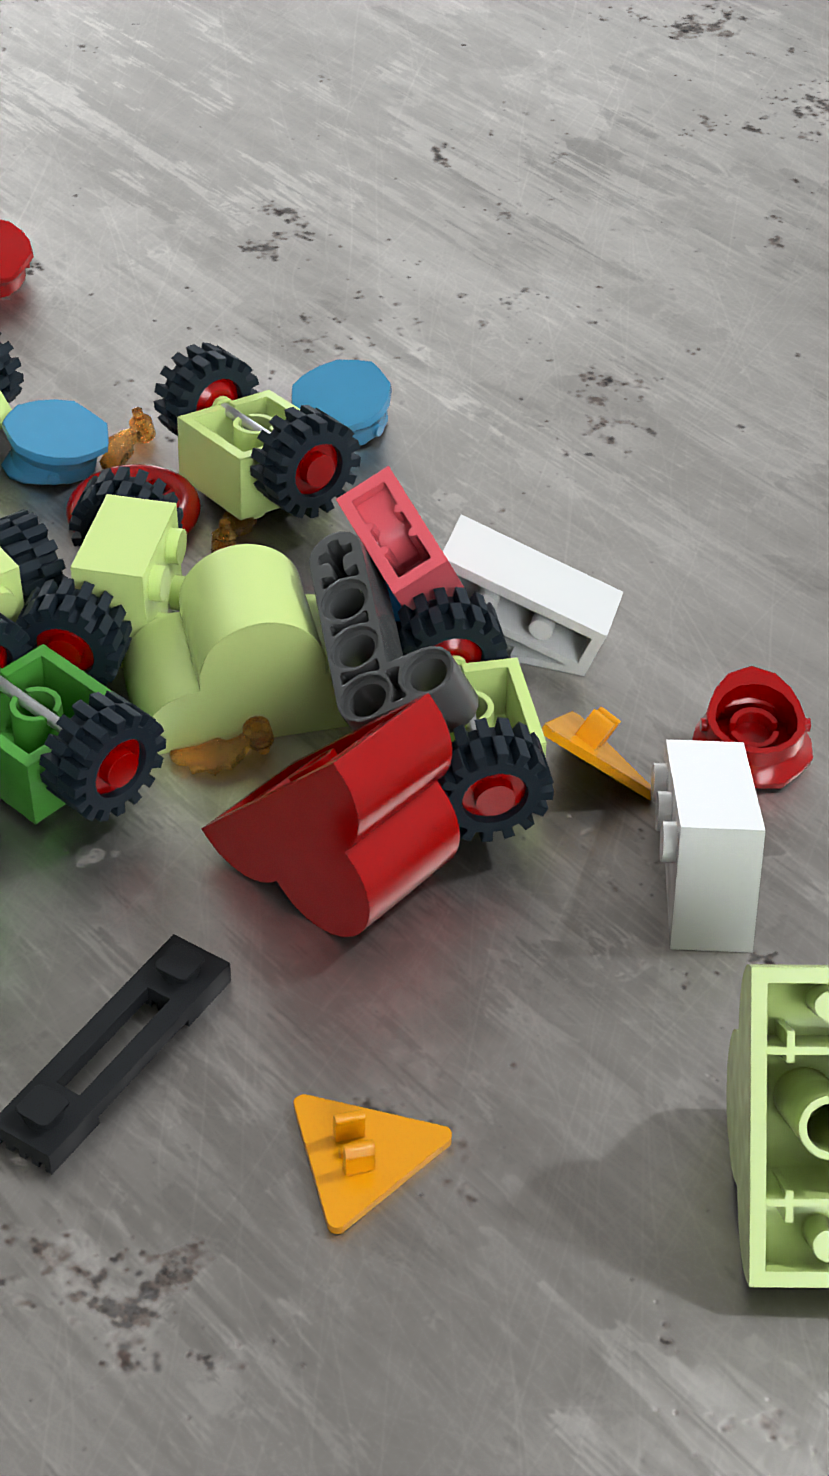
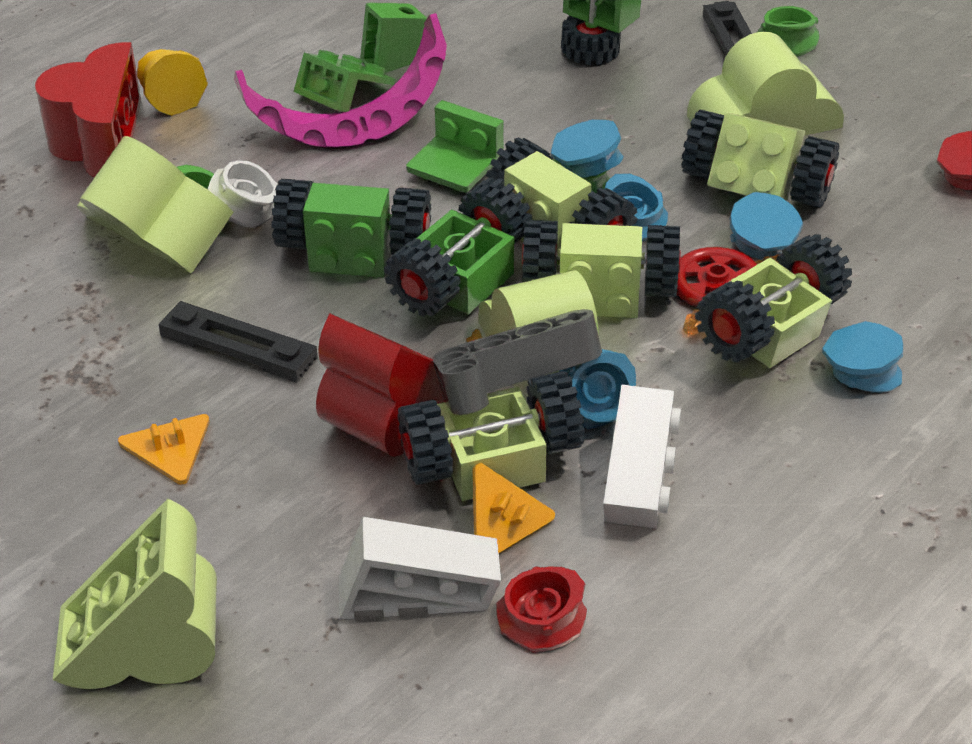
camera: 85 degrees right, 0 degrees up
(397, 539) = (599, 353): coral arch -> none

